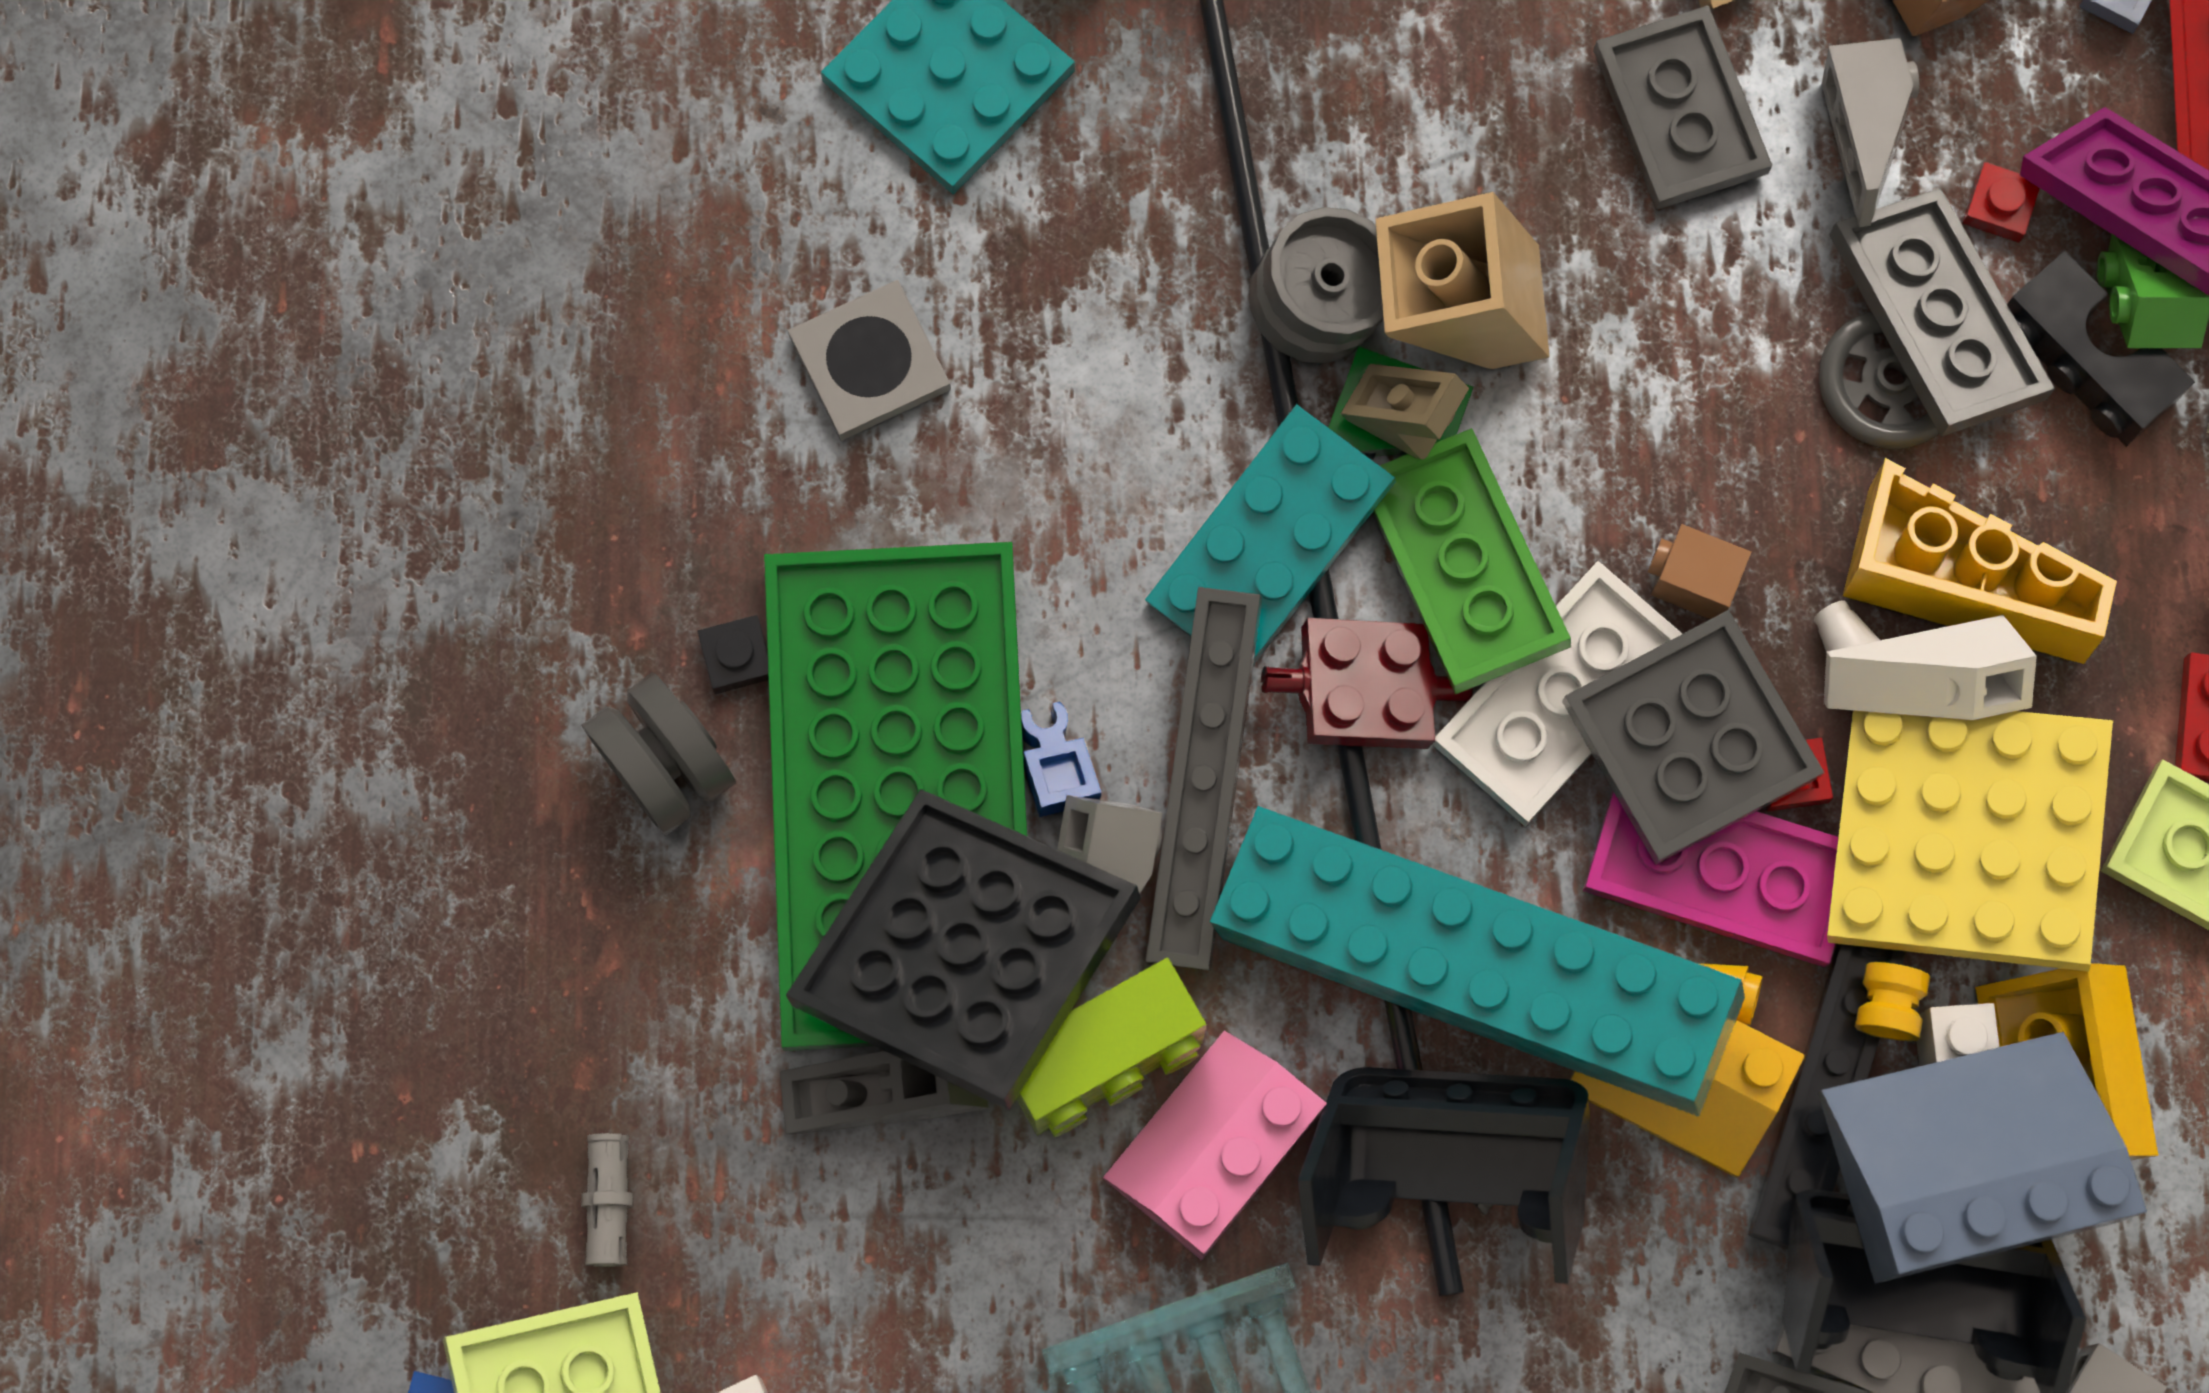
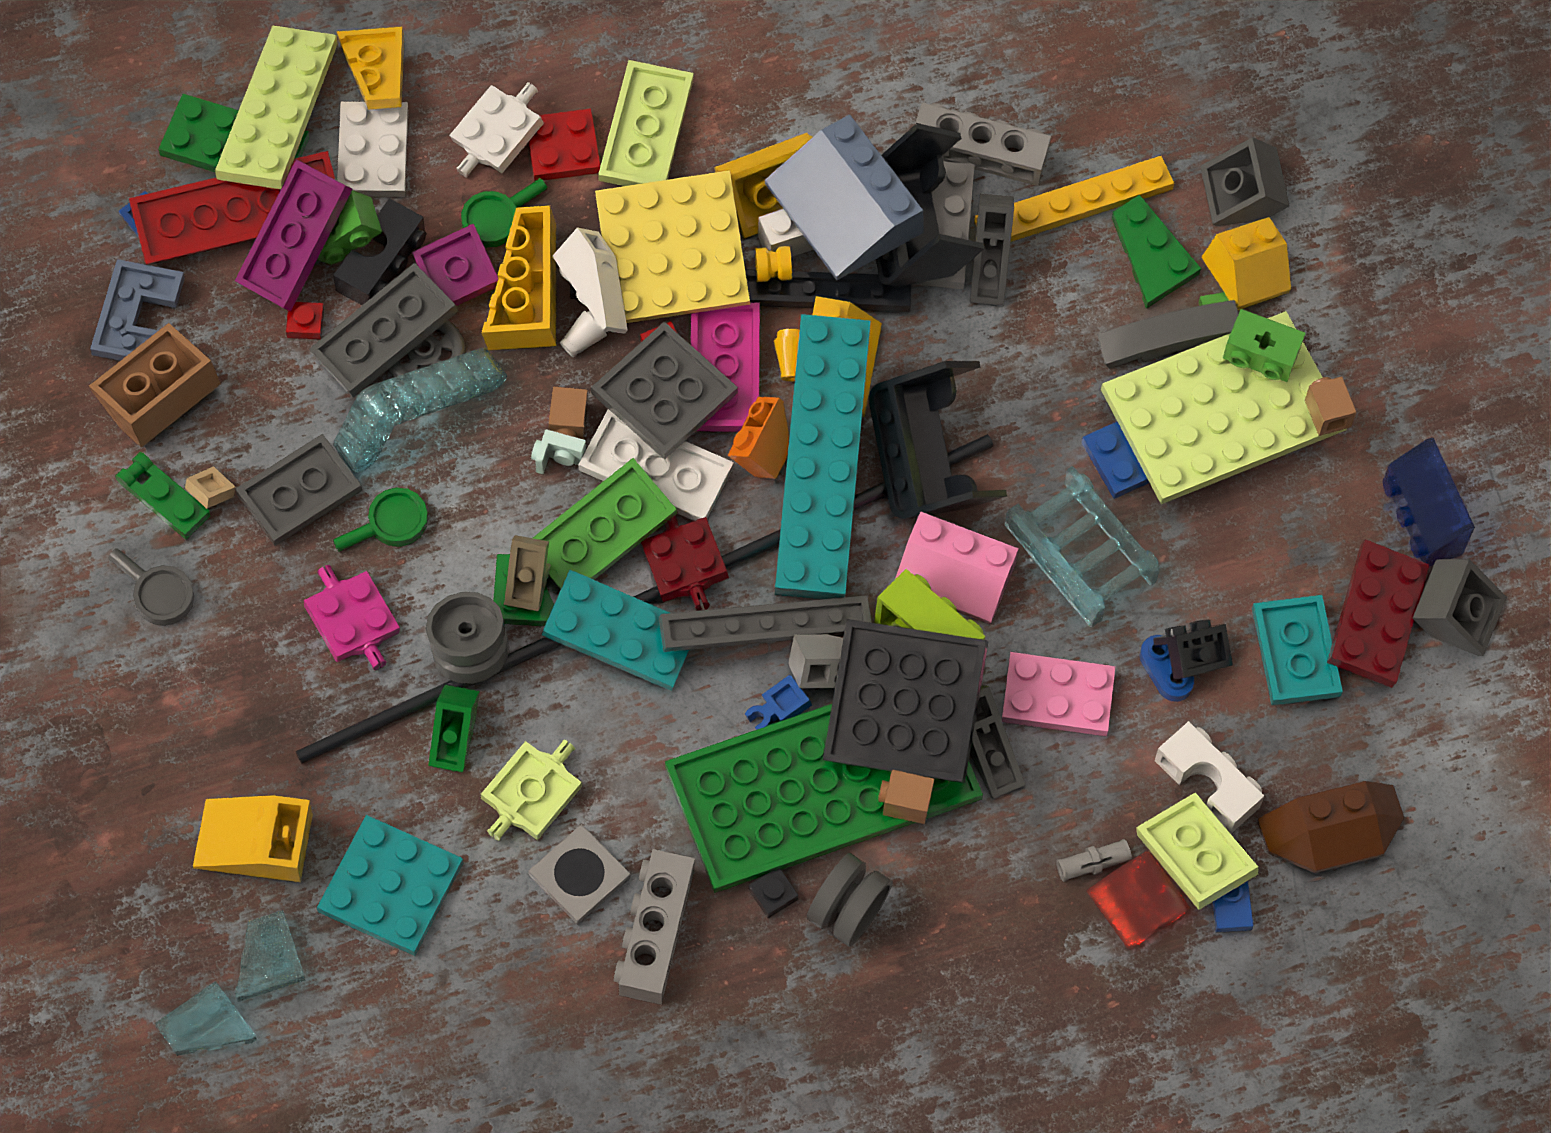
camera: 110 degrees left, 10 degrees down
(512, 1251) = (1138, 899): none -> clear red slope
(805, 904) = (906, 796): none -> medium nougat brick
(806, 505) = (650, 981): none -> light grey brick
(931, 1248) = (1058, 694): none -> bright pink plate
(1033, 322) = (531, 790): none -> yellowish green plate
(1182, 231) = (453, 728): none -> green slope
(1429, 132) = (351, 617): none -> dark pink plate
(1463, 282) = (450, 563): tan slope -> none
(1553, 871) = (763, 439): none -> orange slope
(1588, 247) = (394, 517): none -> green piece
(1633, 547) = (560, 447): none -> light aqua bracket
(1791, 326) = (411, 397): none -> clear light blue beam
(1868, 105) = (279, 389): light grey slope -> none
(2036, 467) = (458, 265): none -> magenta plate
(2143, 559) = (494, 212): none -> green piece

